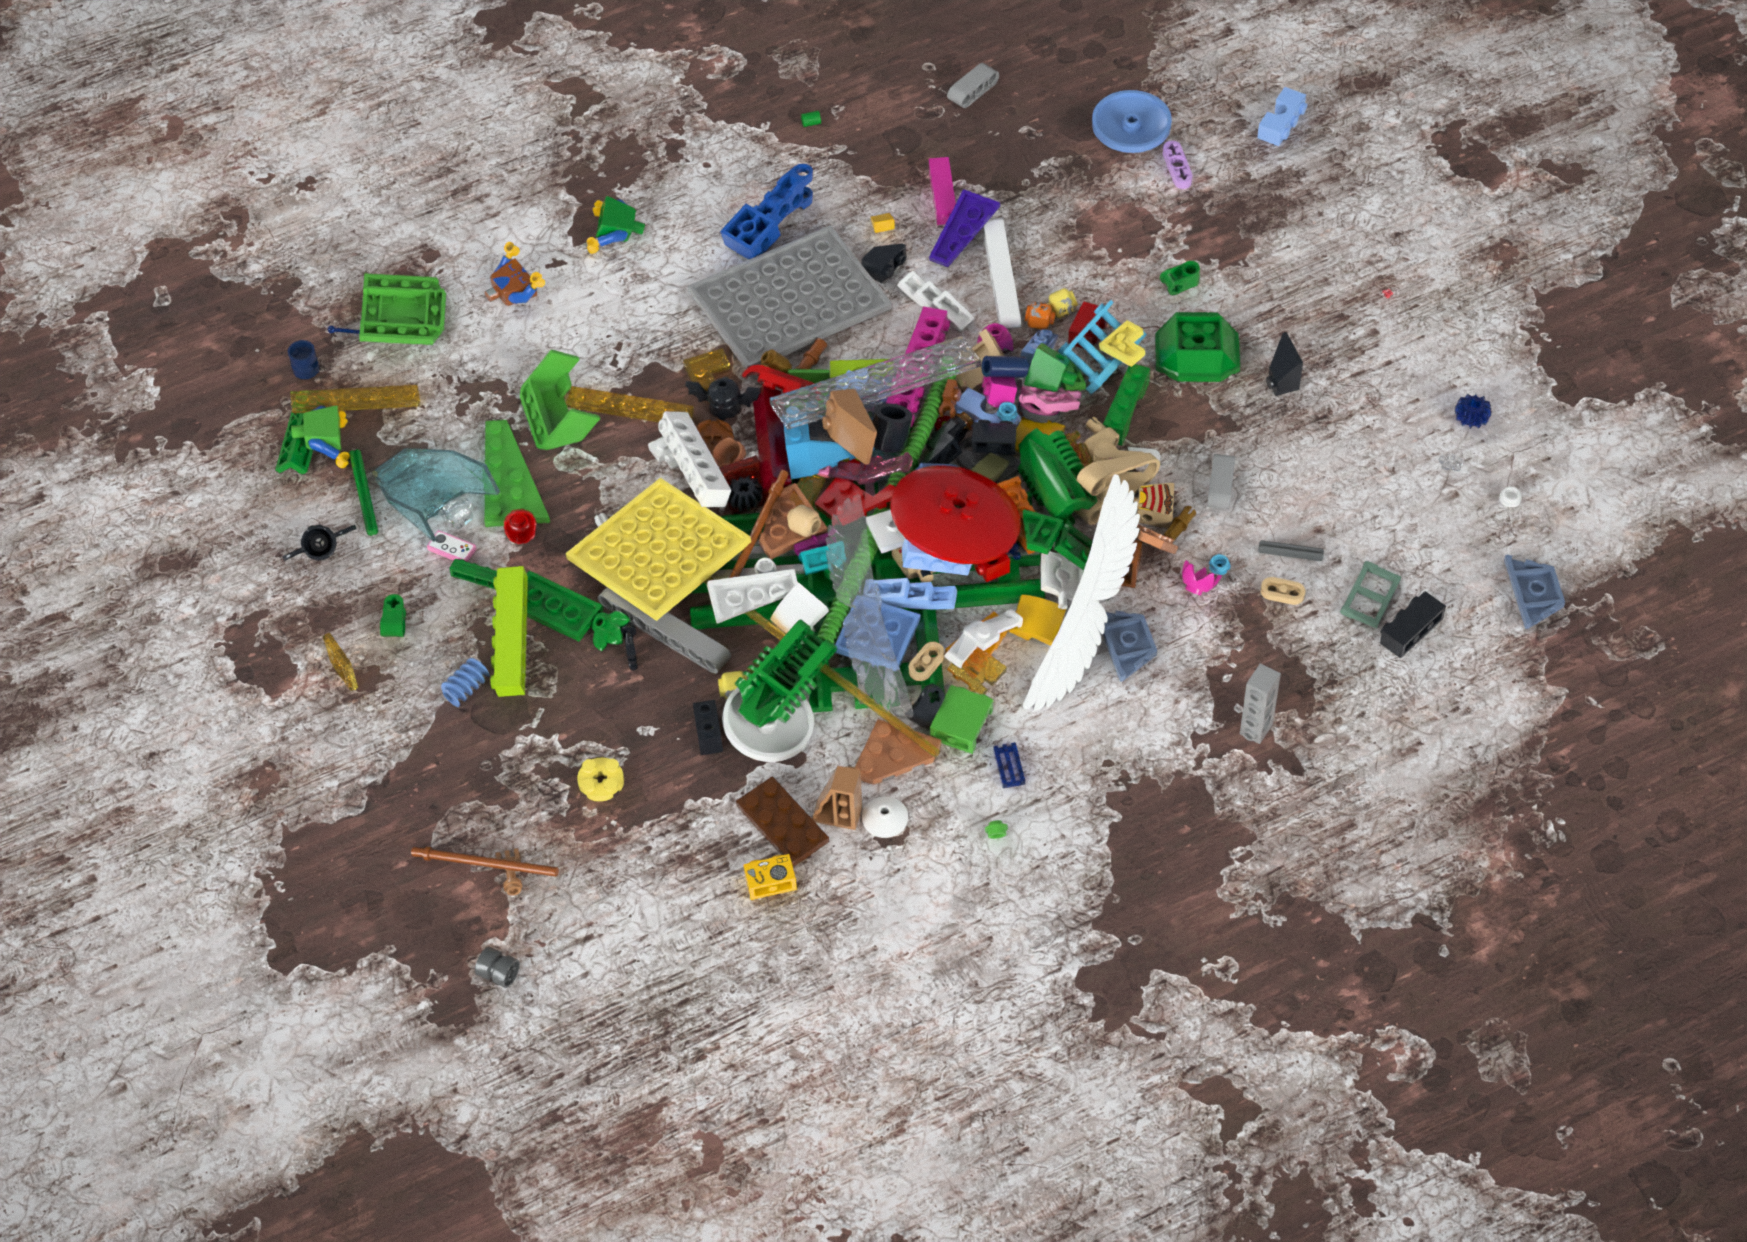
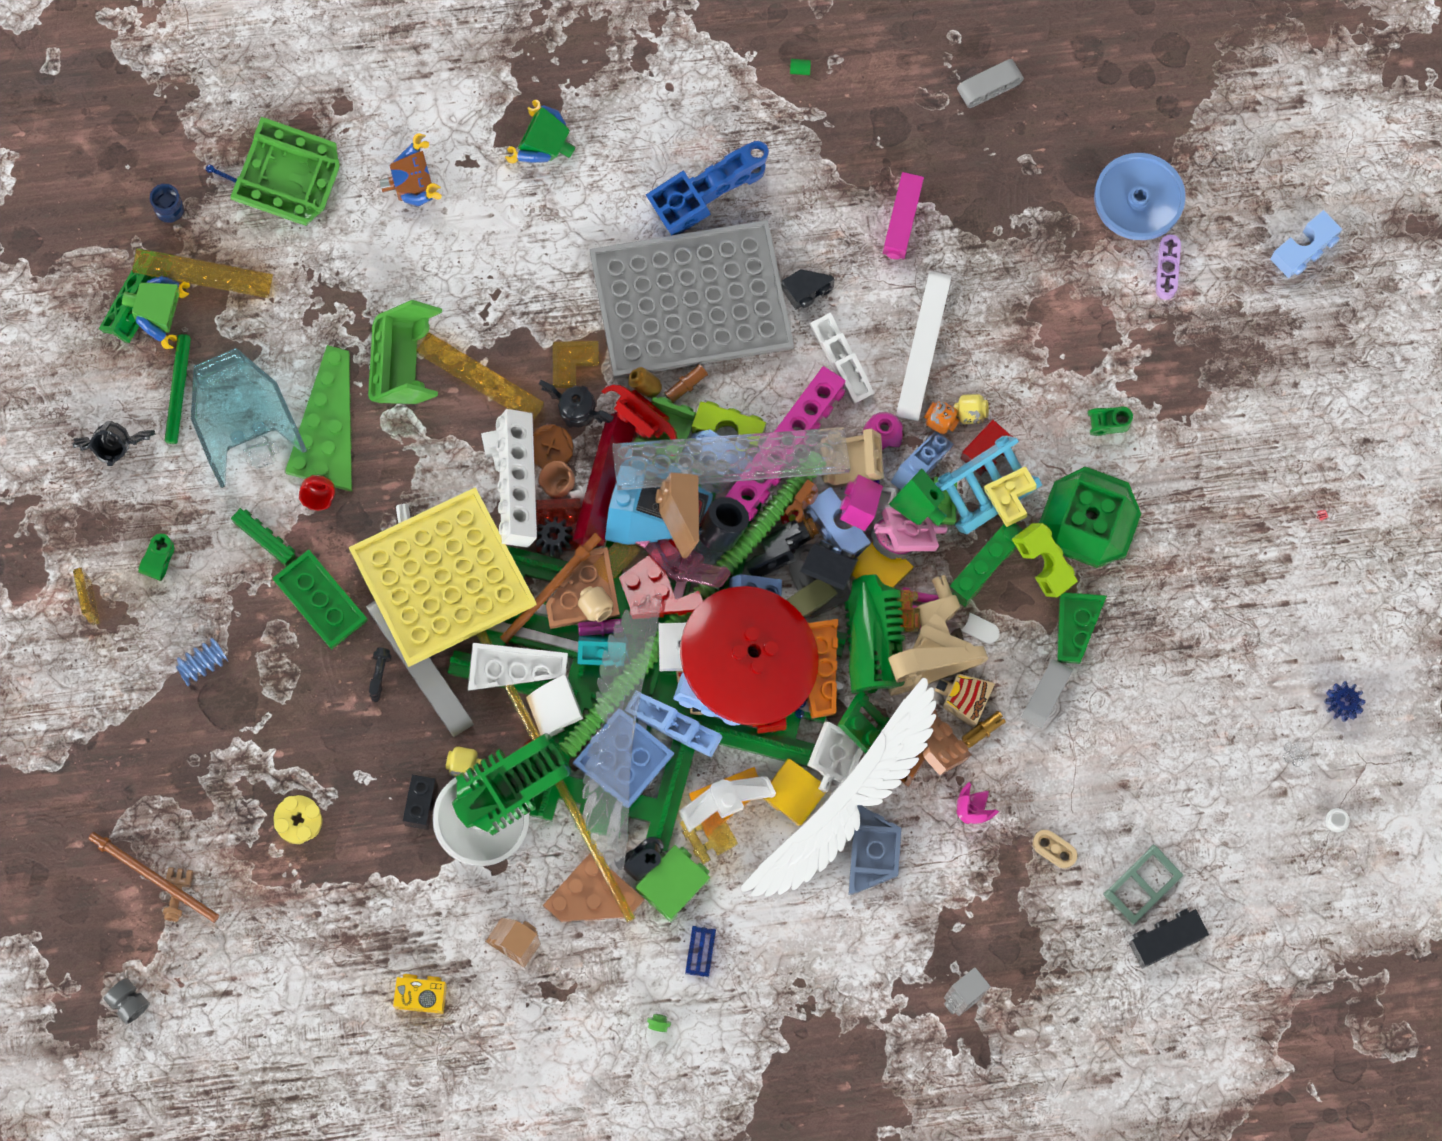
camera: 15 degrees right, 20 degrees up
(451, 547) = (244, 489): tile -> none
(510, 631) = (264, 619): lime brick -> none
(610, 629) = (363, 651): green plate -> none
(764, 565) = (541, 638): white plate -> none
(782, 821) = (456, 933): reddish brown plate -> none
(883, 222) = (825, 231): yellow slope -> none
(888, 824) = (558, 976): white dish -> none
(924, 662) = (659, 810): tan plate -> none
(963, 224) = (908, 271): dark purple wing -> none
(1005, 366) = (873, 484): dark blue brick -> none
(1007, 407) = (856, 530): medium azure plate -> none
(1041, 531) = (830, 702): green wing -> none
(1187, 389) = (1057, 573): none -> lime arch
(1219, 560) = (1003, 787): medium azure plate -> none
(1222, 425) = (1076, 623): none -> green wing
(1285, 368) = (1168, 582): black slope -> none
(1291, 550) = (1084, 802): dark grey axle -> none
(1534, 589) = (1312, 941): sand blue wing -> none

